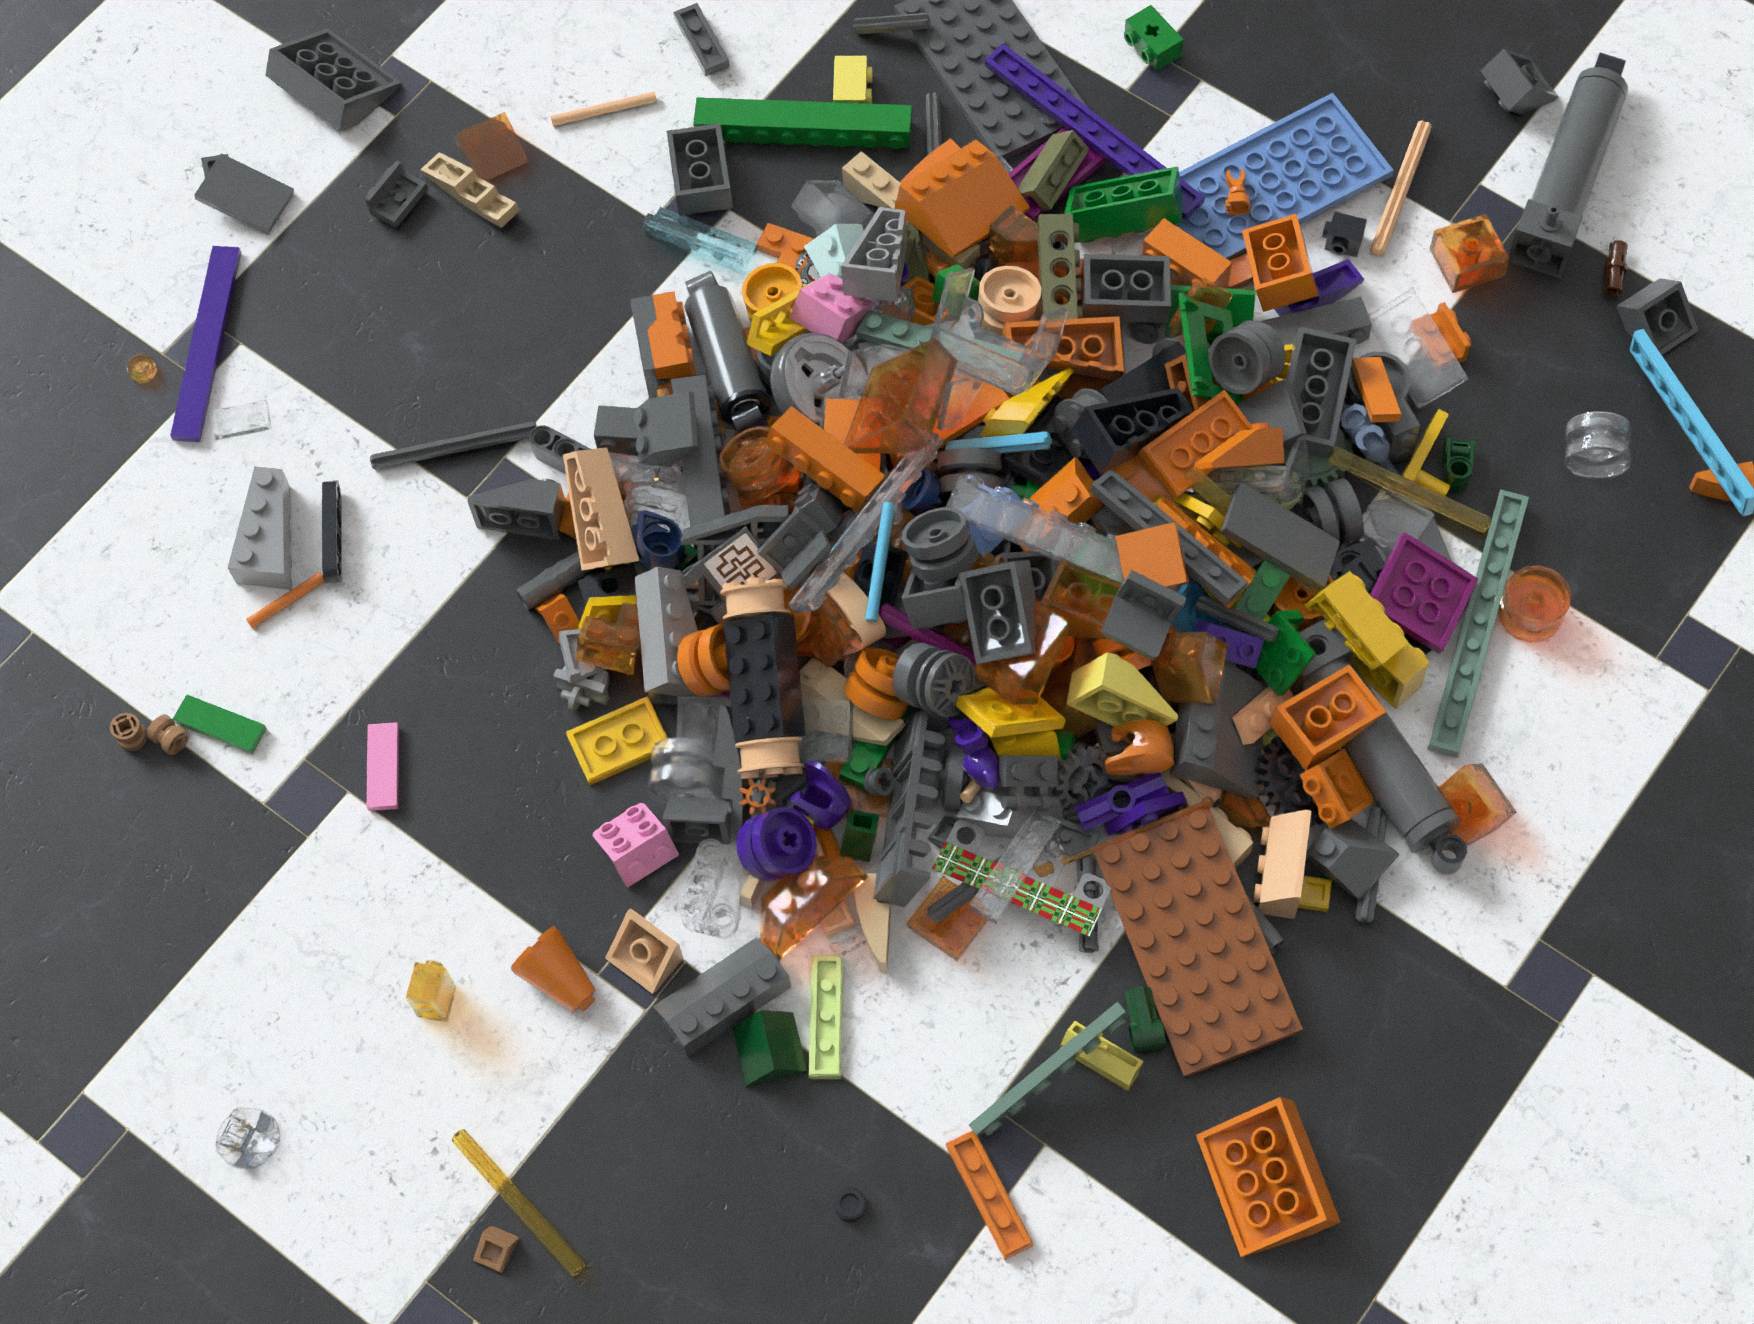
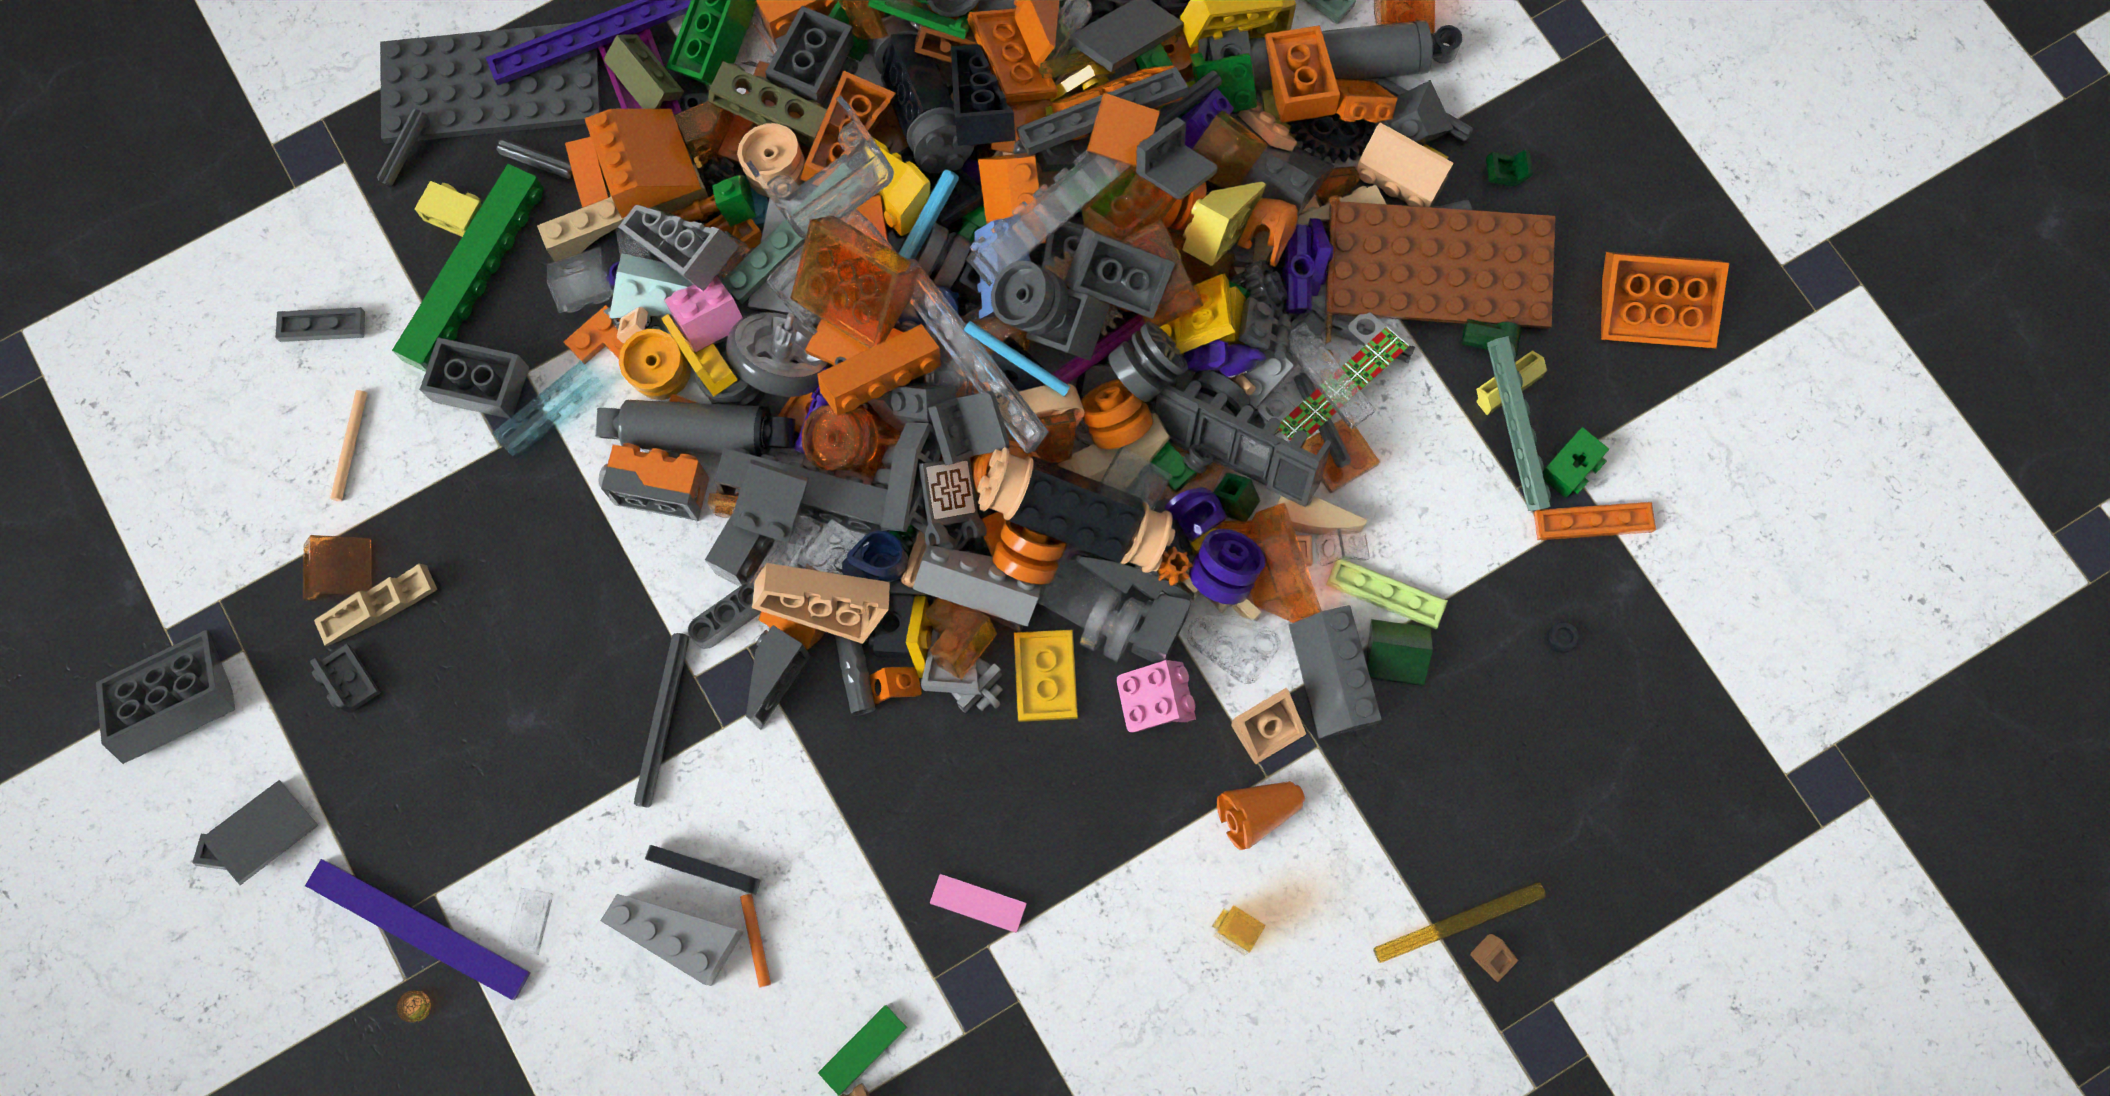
camera: 70 degrees left, 10 degrees up
(803, 264) = (632, 323): none -> light nougat tile
(1027, 1137) = (1583, 449): none -> green brick
(1342, 969) = (1509, 169): none -> dark green bracket

